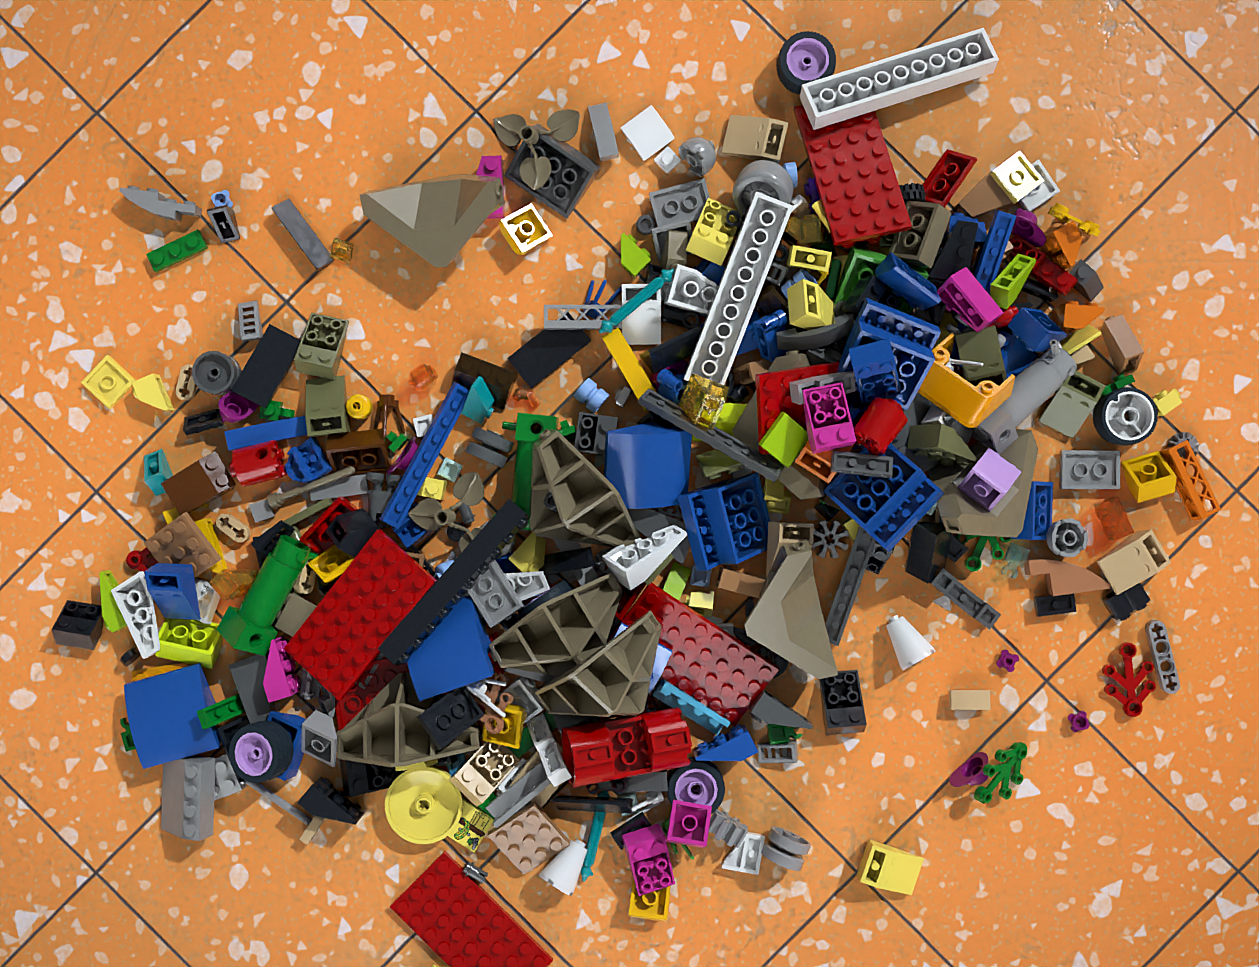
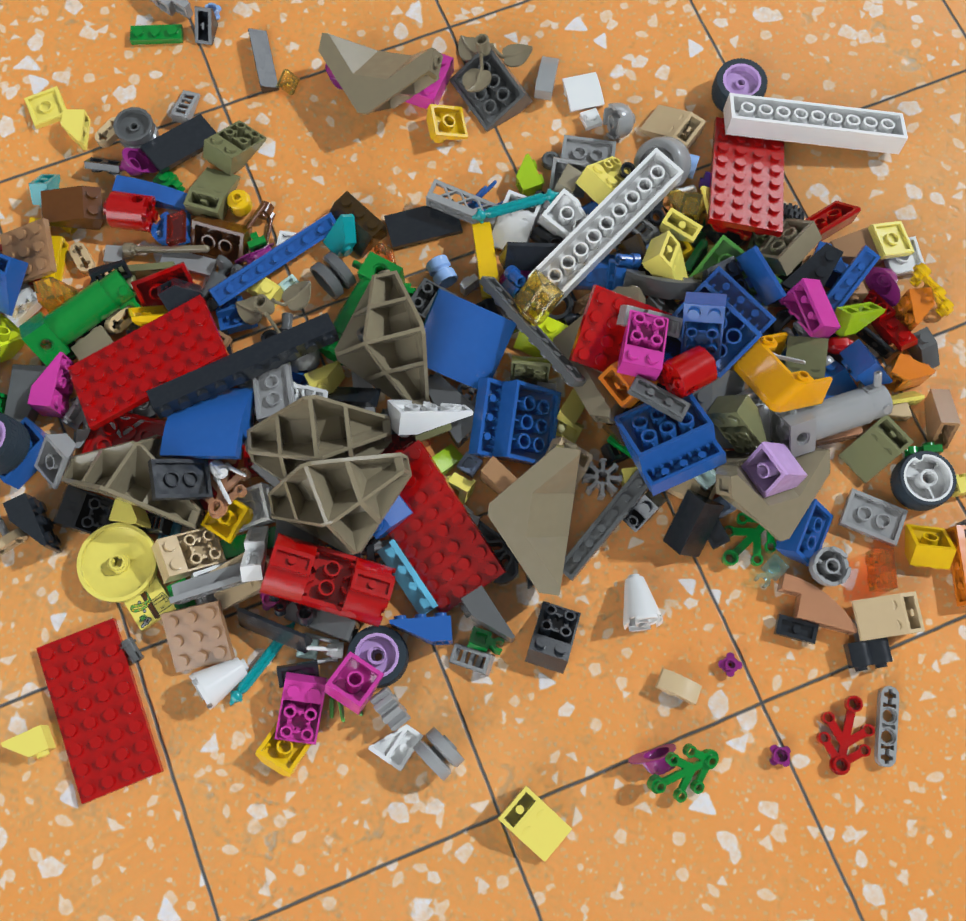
camera: 20 degrees right, 15 degrees down
(312, 462) = (176, 228): none -> clear red tile
(423, 378) = (304, 202): clear orange head -> none
(784, 439) = (595, 353): lime tile -> none
(965, 599) = (709, 587): dark grey slope -> none

